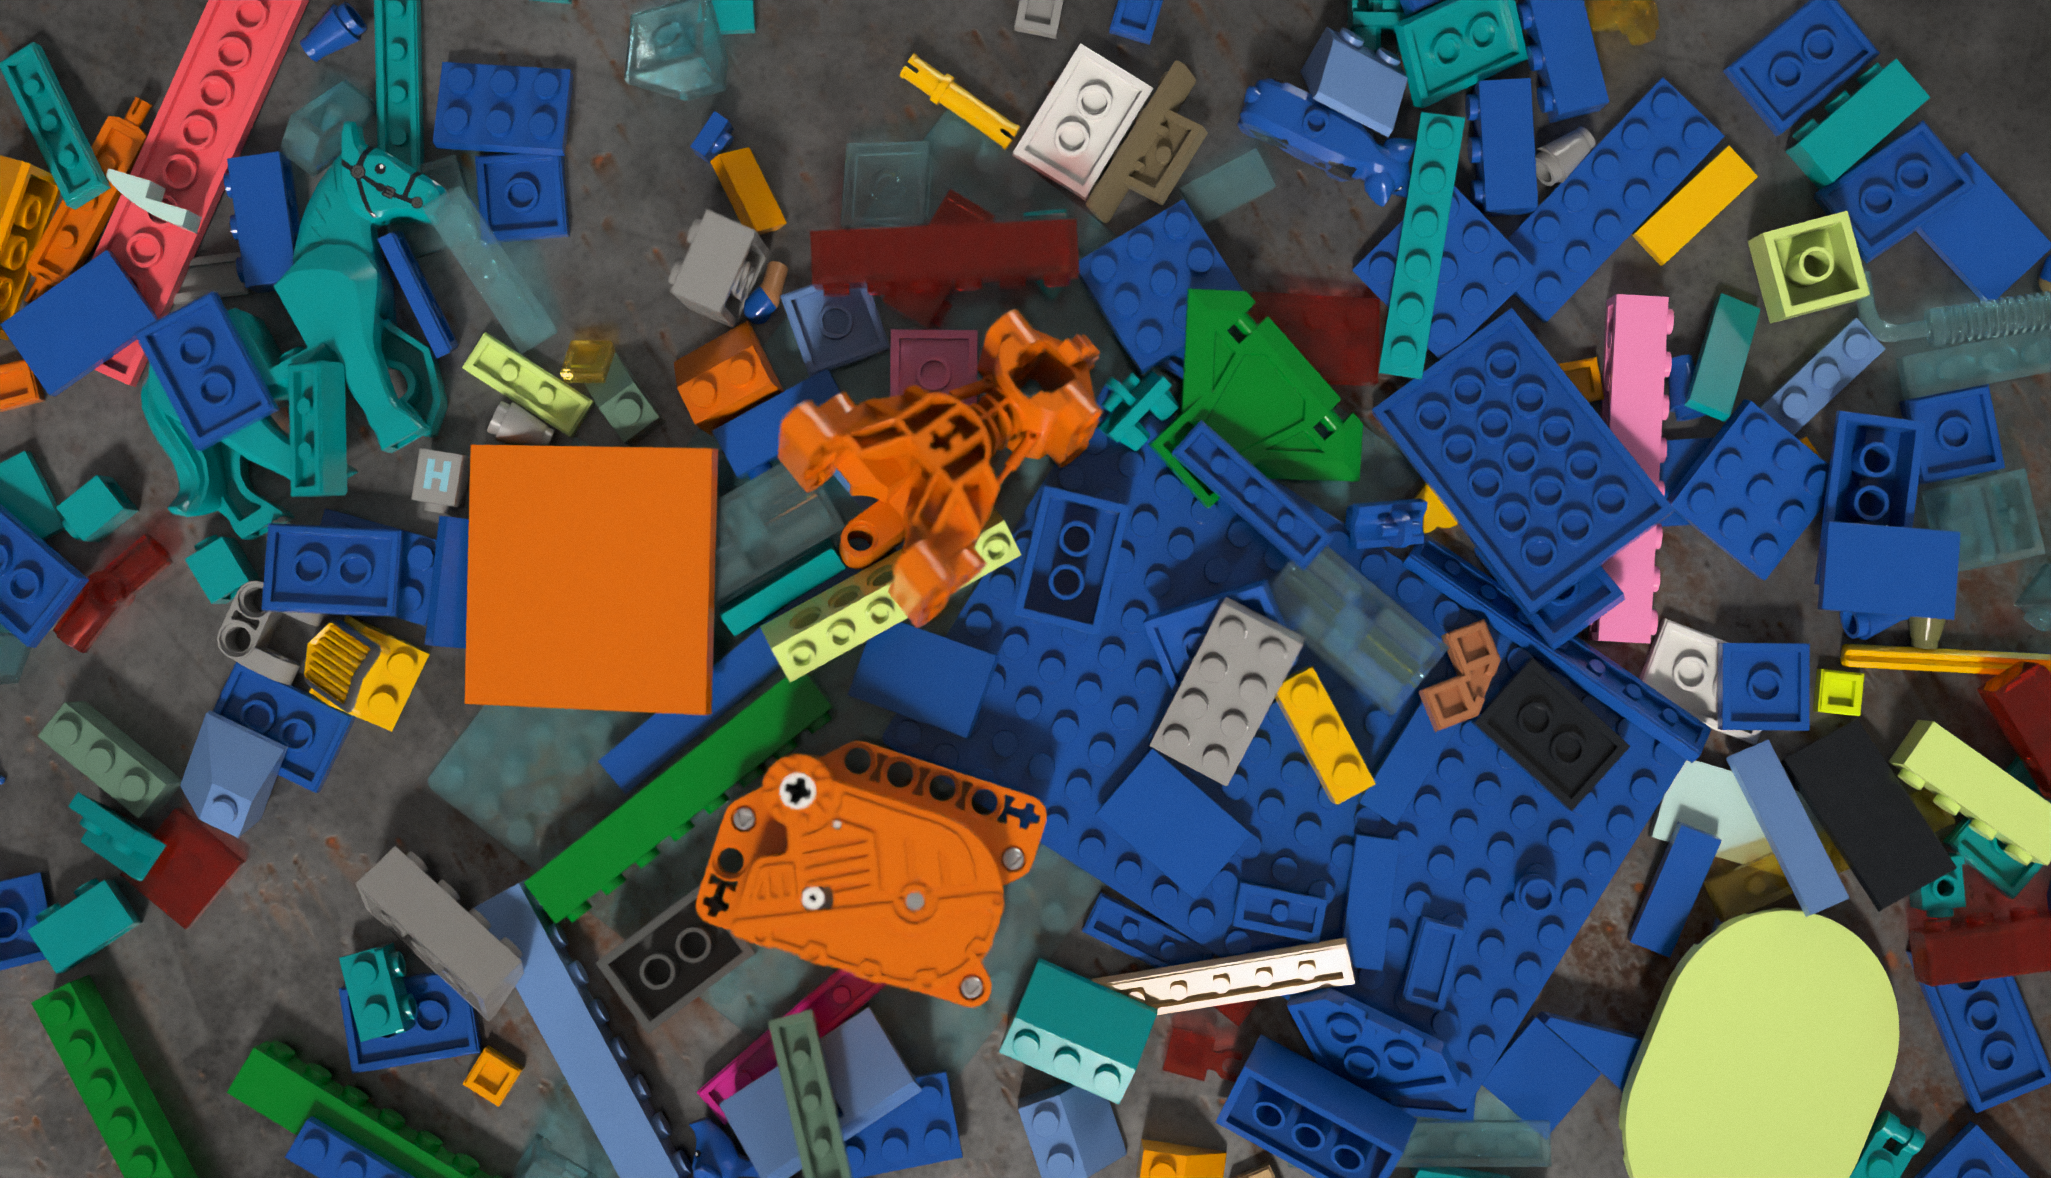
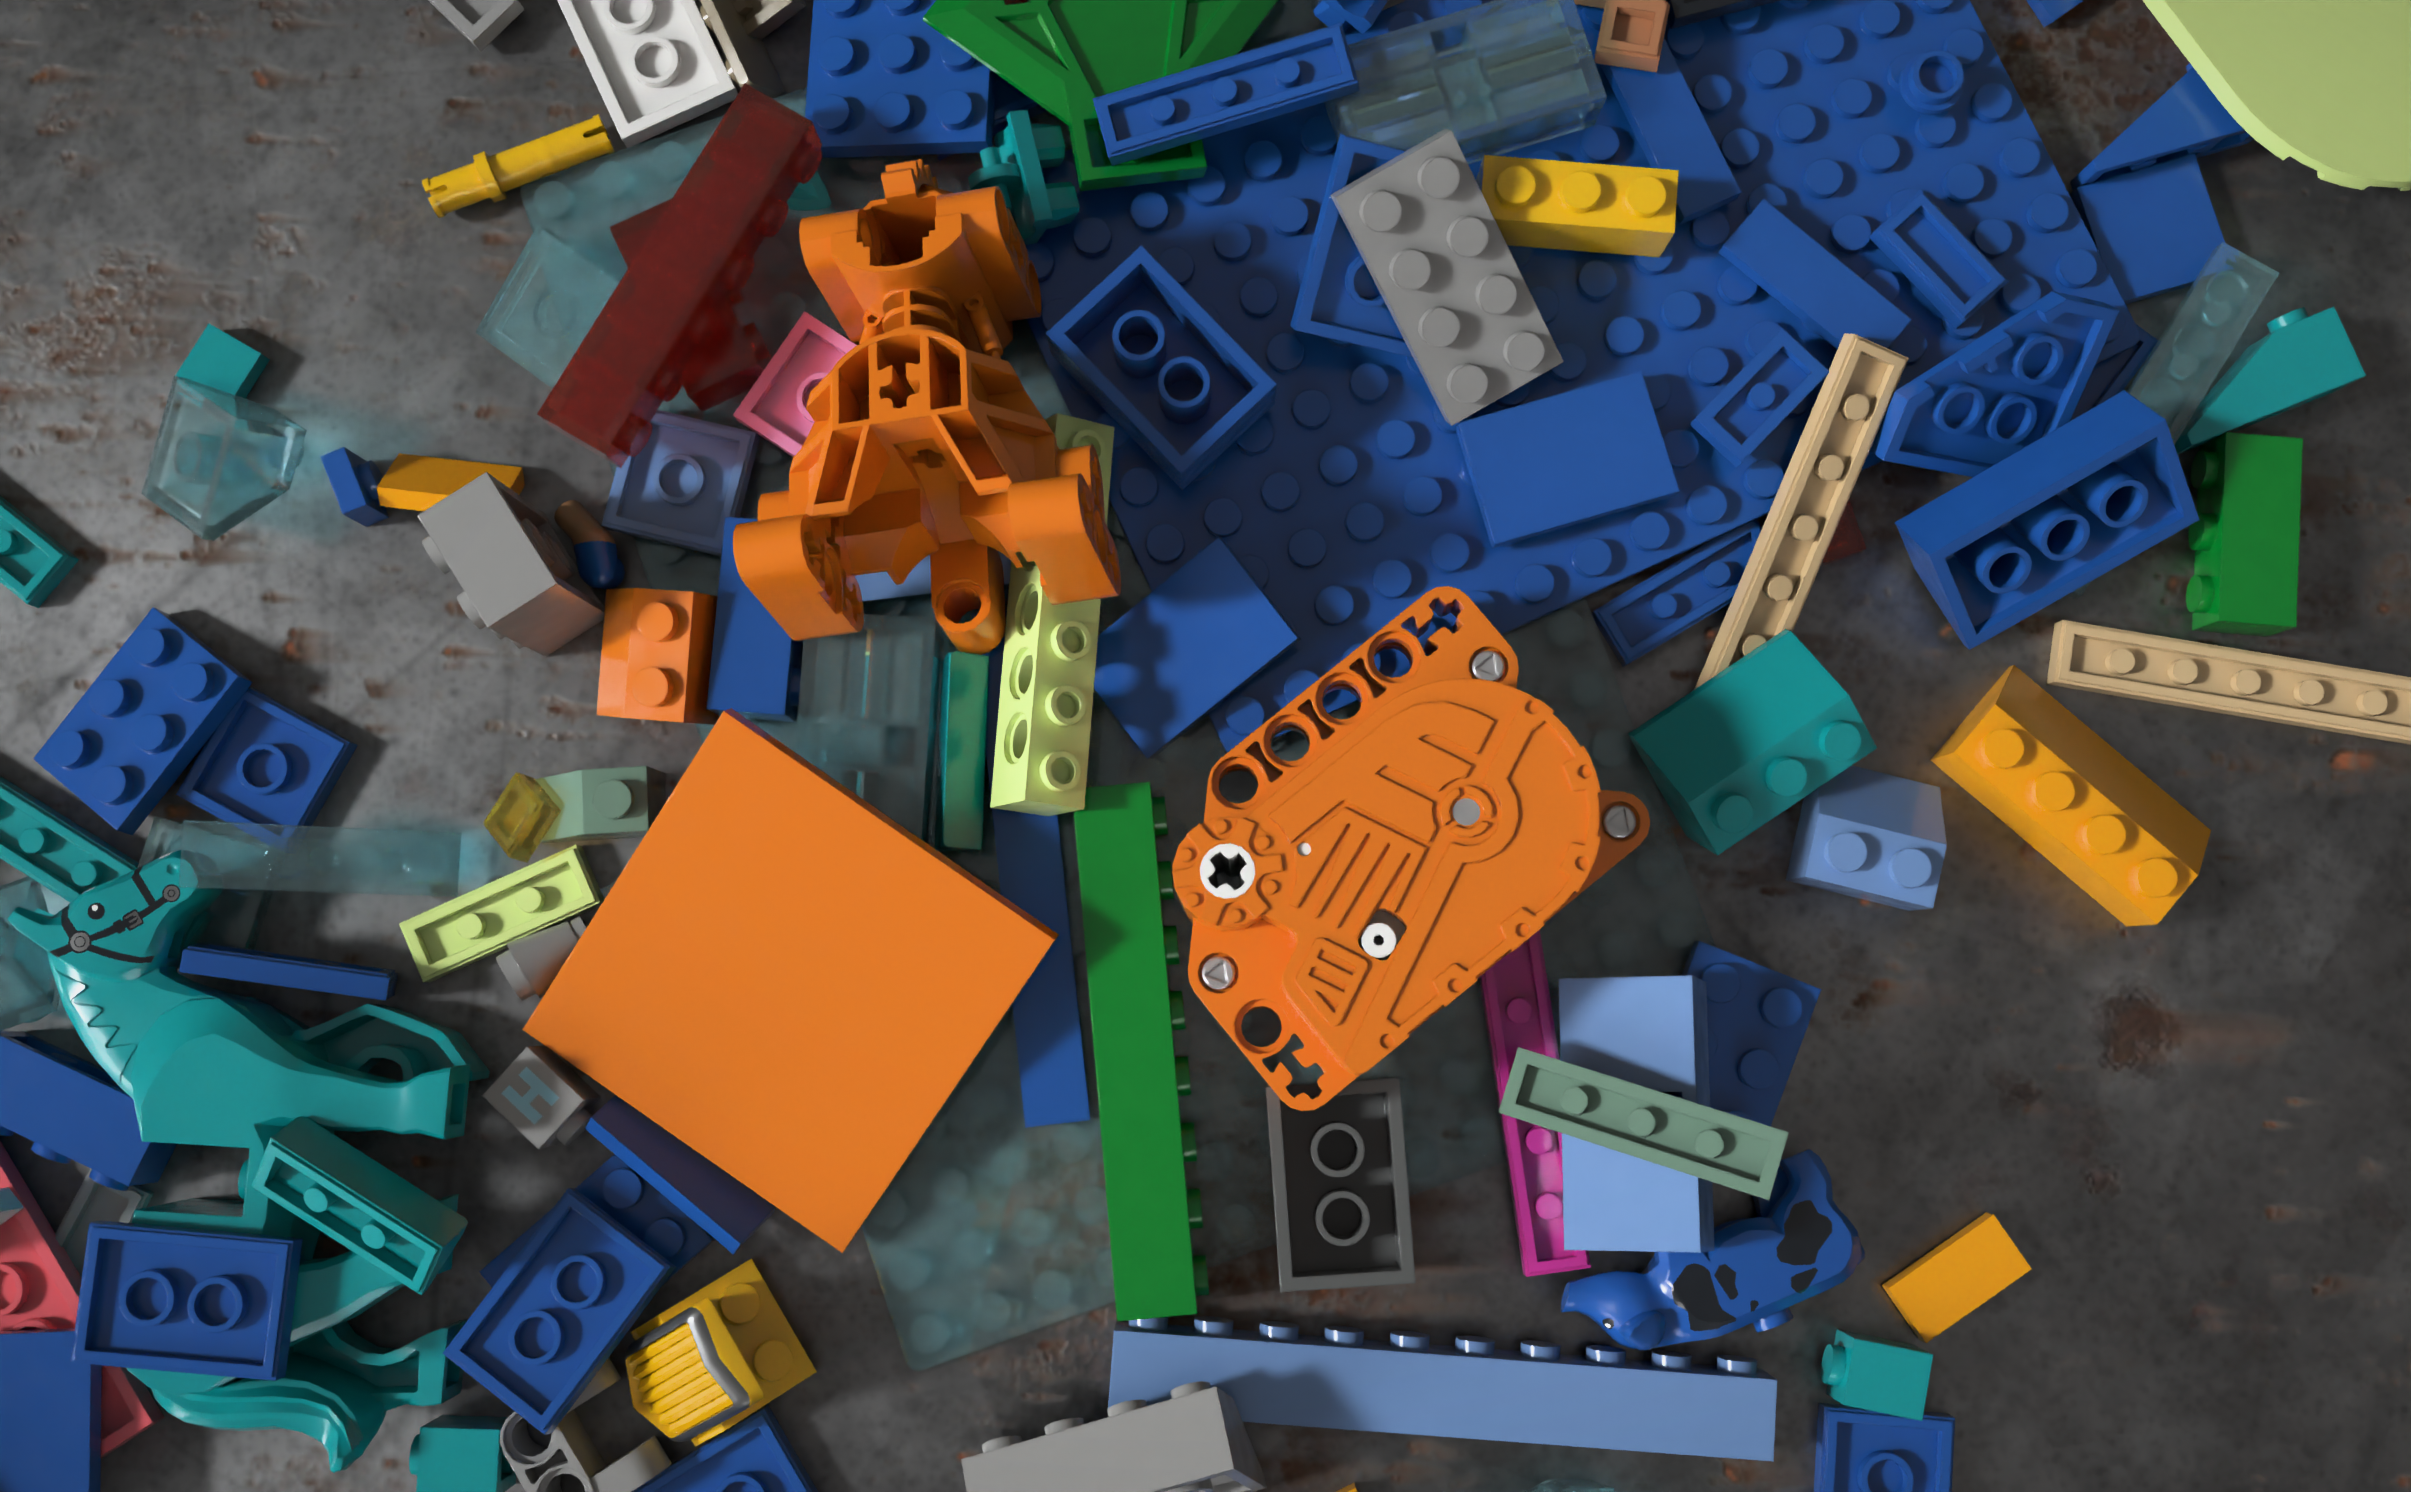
camera: 55 degrees left, 5 degrees down
(1193, 1054) = (1868, 624): clear red plate -> none

